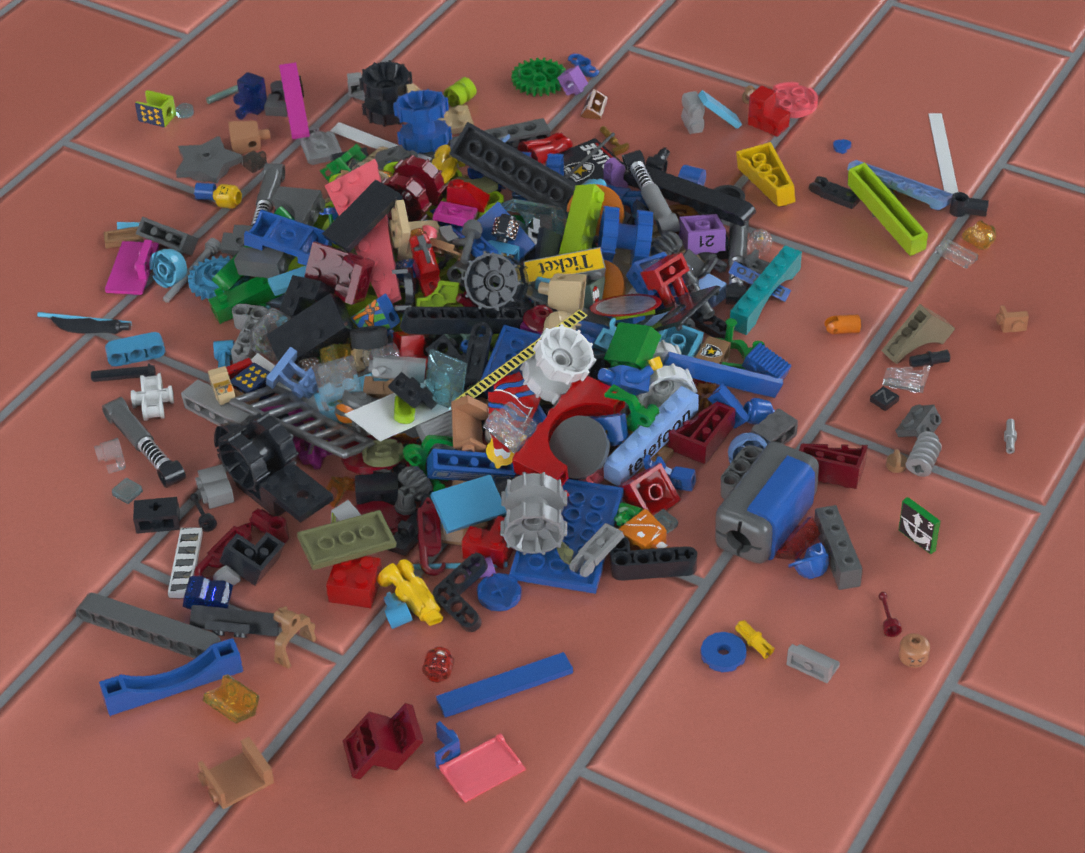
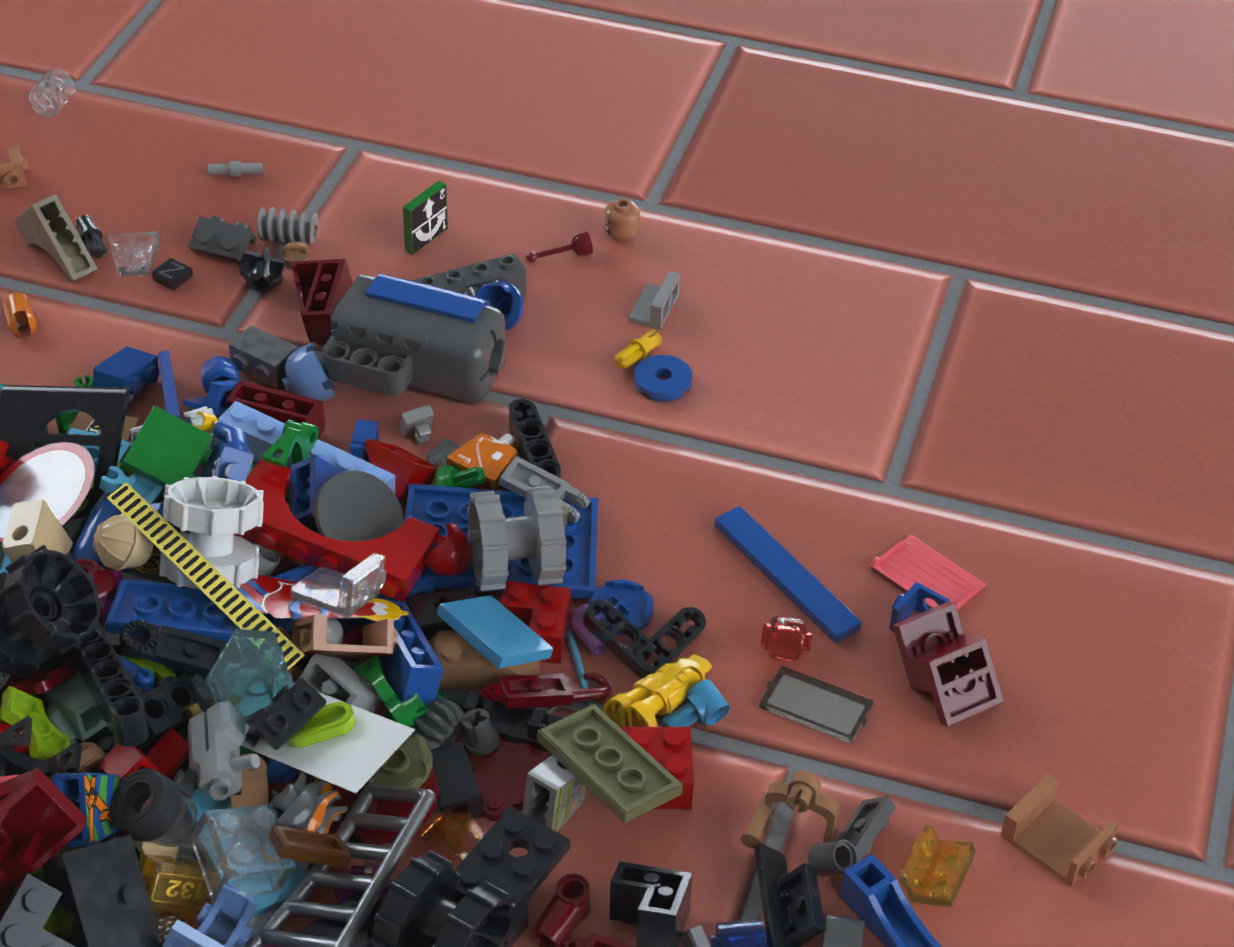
camera: 105 degrees left, 0 degrees up
(258, 651) = (855, 840): none -> dark grey plate
(325, 403) = (309, 846): none -> reddish brown tile
(386, 678) = (816, 704): none -> clear smoke piece
(691, 506) = (417, 423): none -> light grey tile
(875, 438) = (261, 270): none -> black piece

